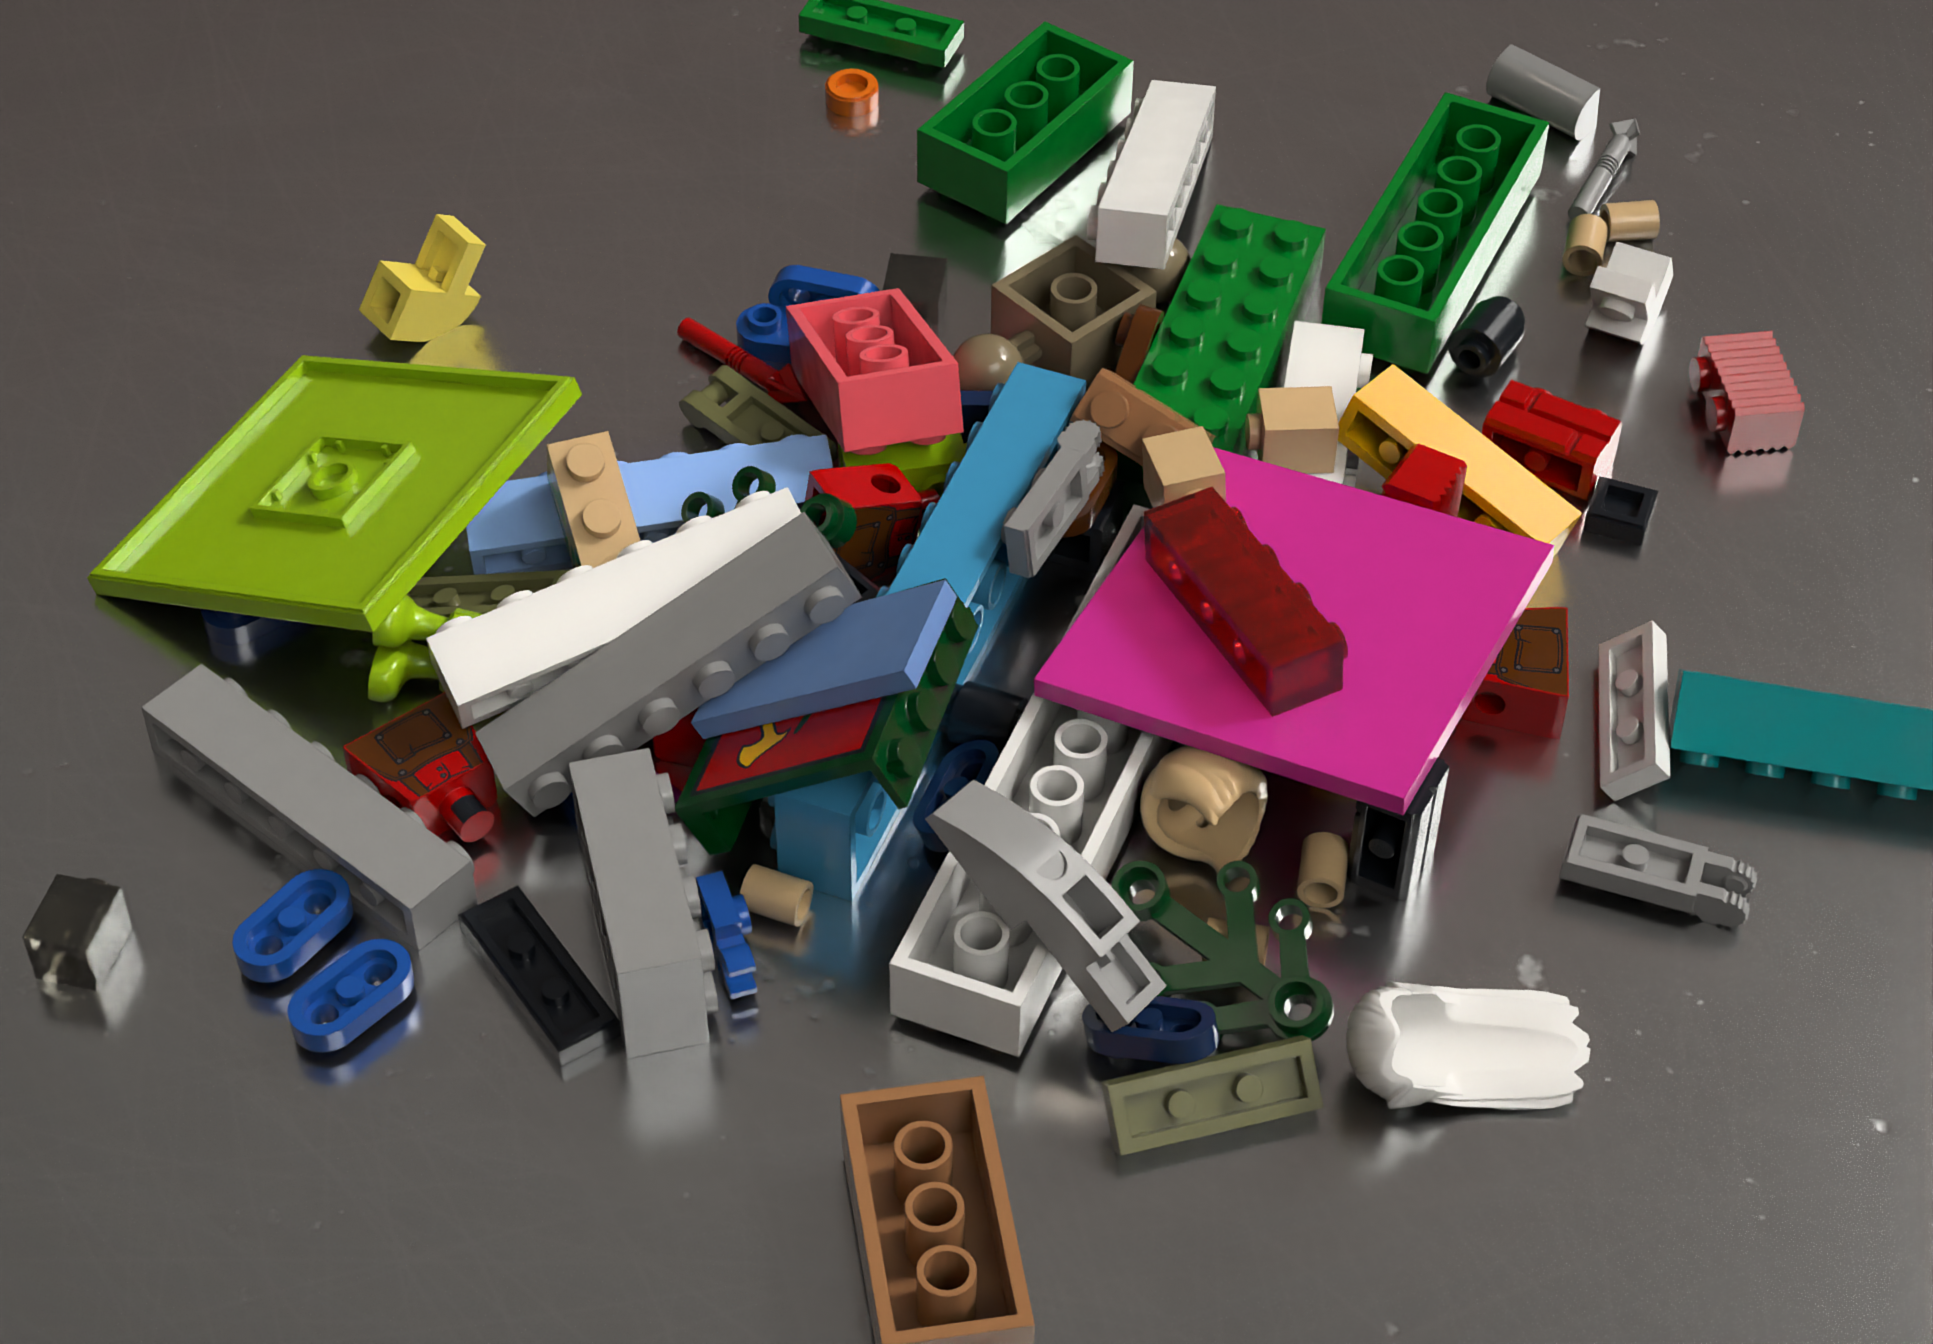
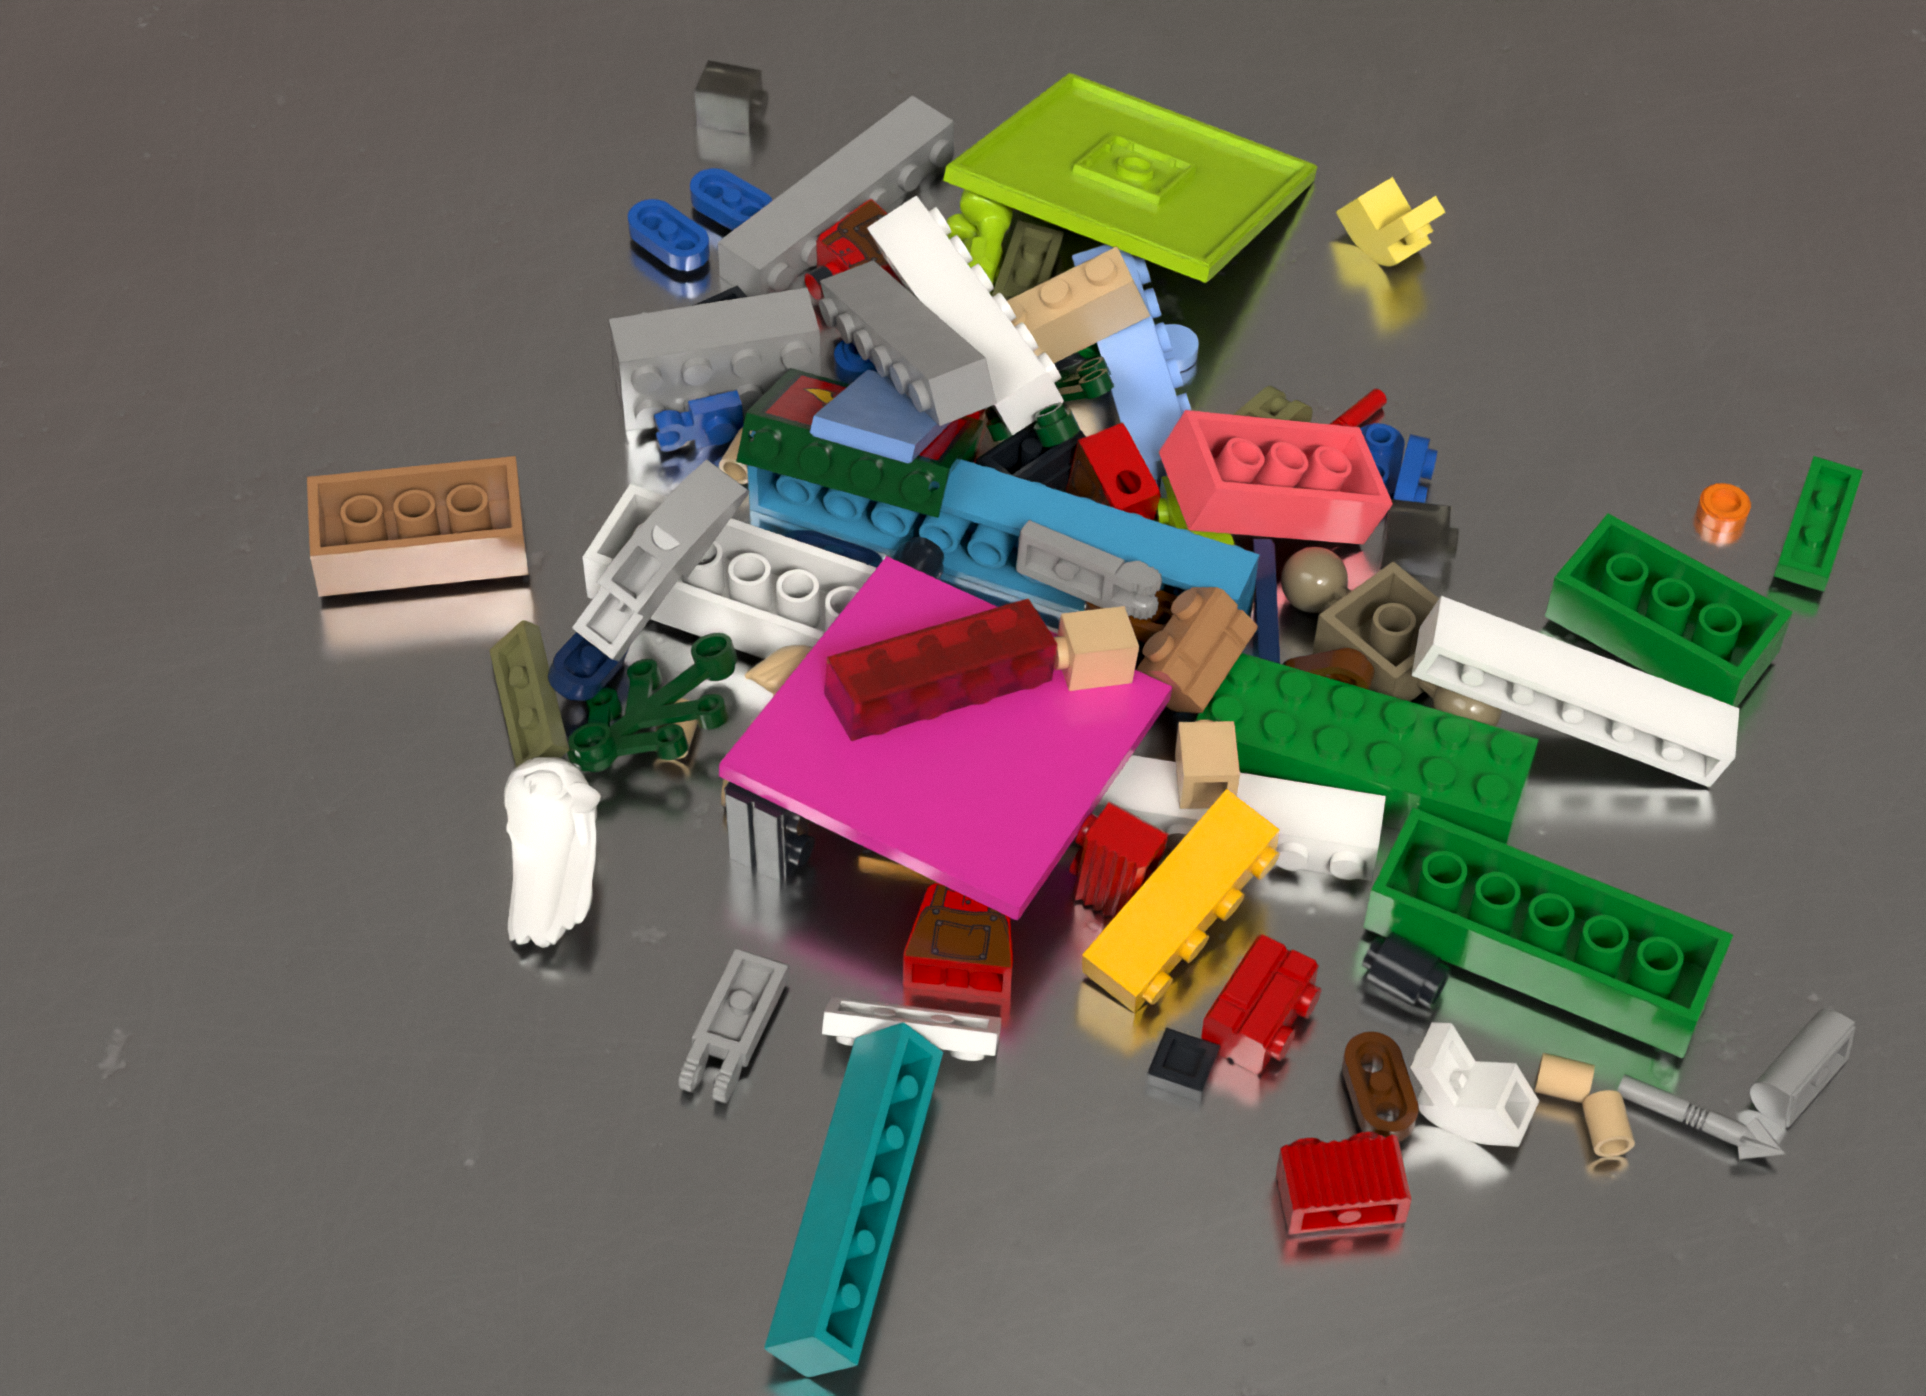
camera: 90 degrees right, 5 degrees up
(1625, 364) = (1380, 1091): none -> reddish brown plate

